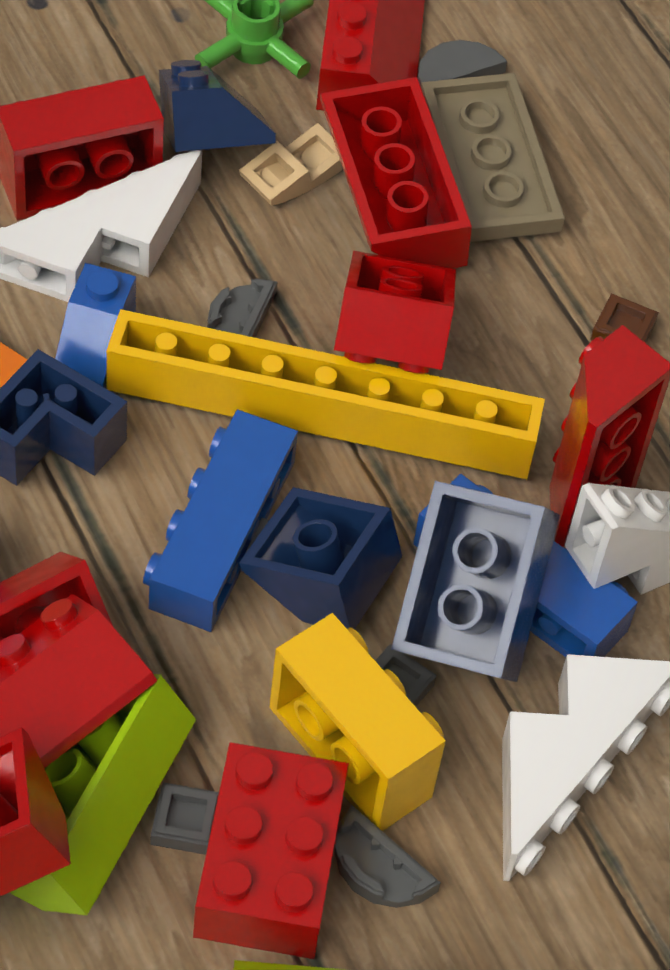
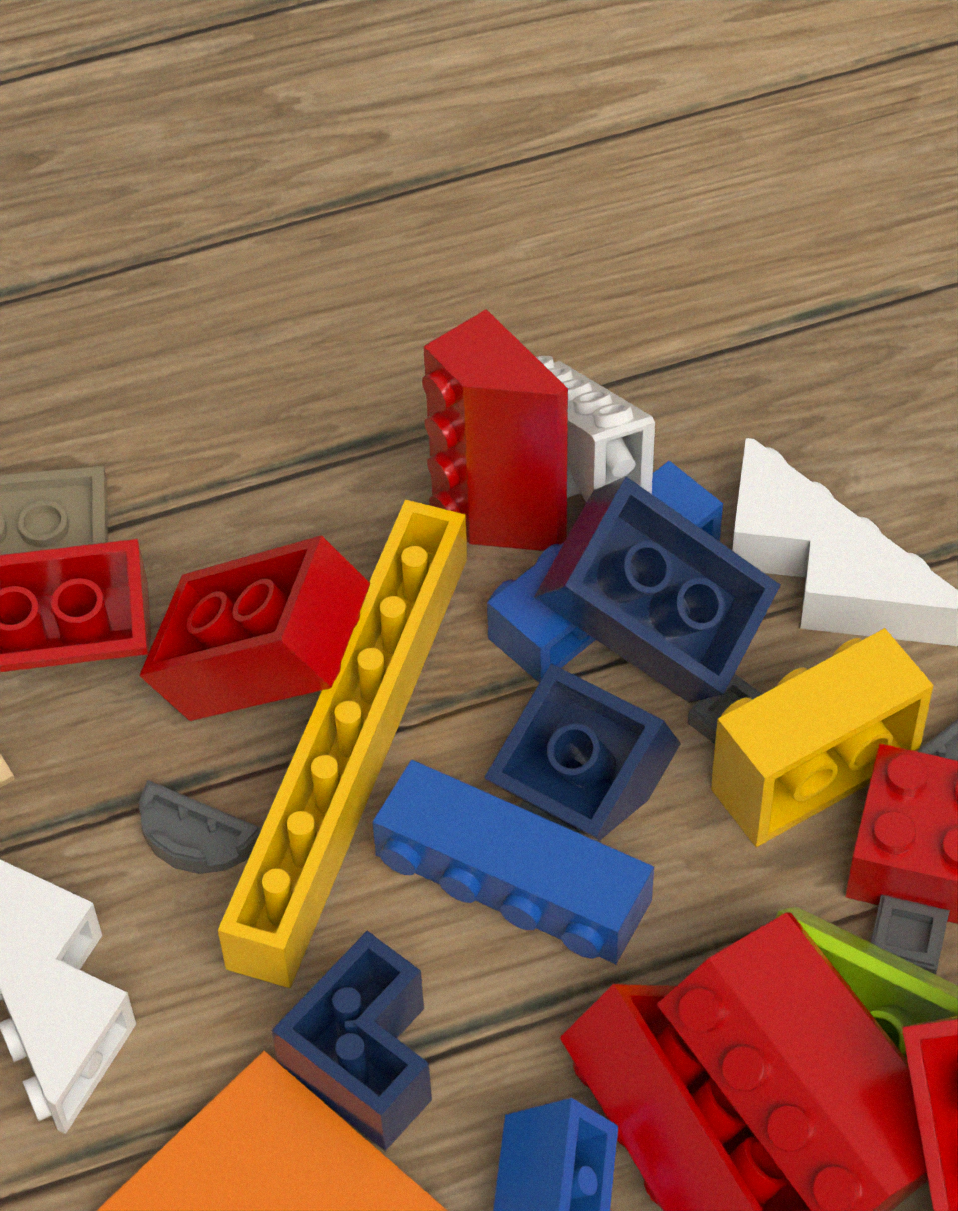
camera: 75 degrees left, 0 degrees up
(92, 318) = (203, 987): blue slope -> none
(624, 312) = (257, 440): reddish brown tile -> none

